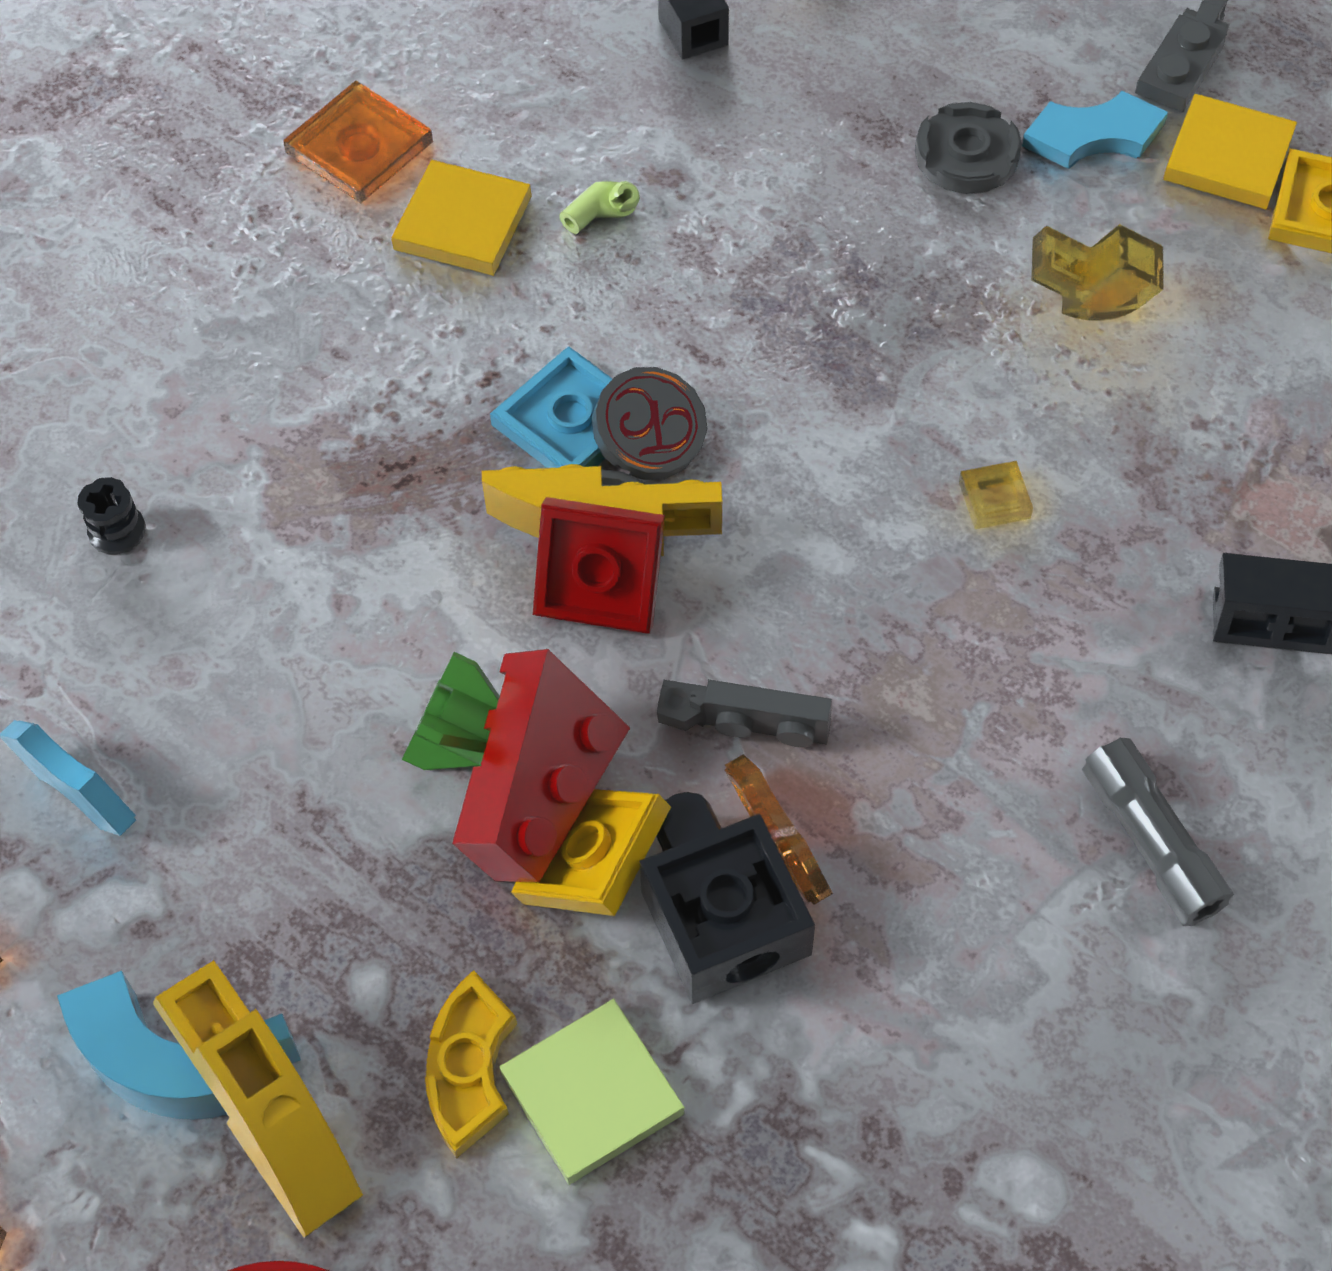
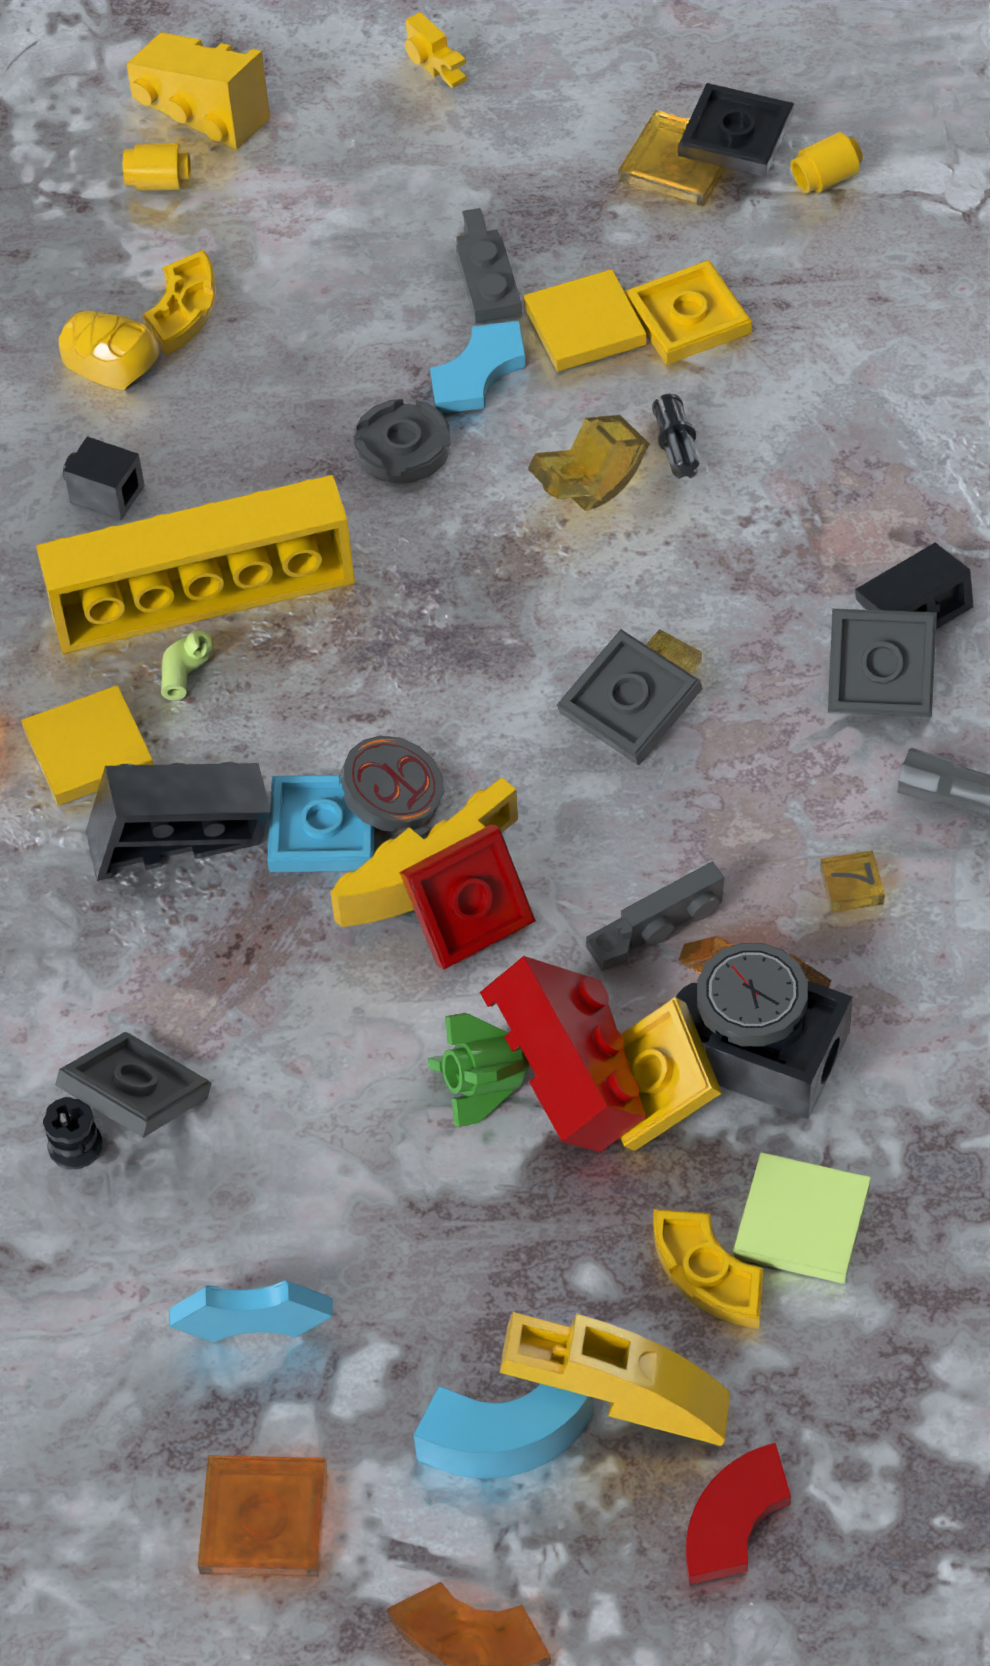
camera: 40 degrees left, 5 degrees down
(189, 513) = (133, 1084): none -> dark grey tile
(455, 315) = (174, 810): none -> black wedge
(680, 126) = (197, 563): none -> yellow brick
(722, 847) = (752, 994): none -> dark grey tile
(927, 500) = (629, 696): none -> dark grey tile
(956, 818) = (852, 881): none -> clear yellow tile
(1181, 639) = (882, 662): none -> dark grey tile
(1206, 302) = (676, 436): none -> black axle

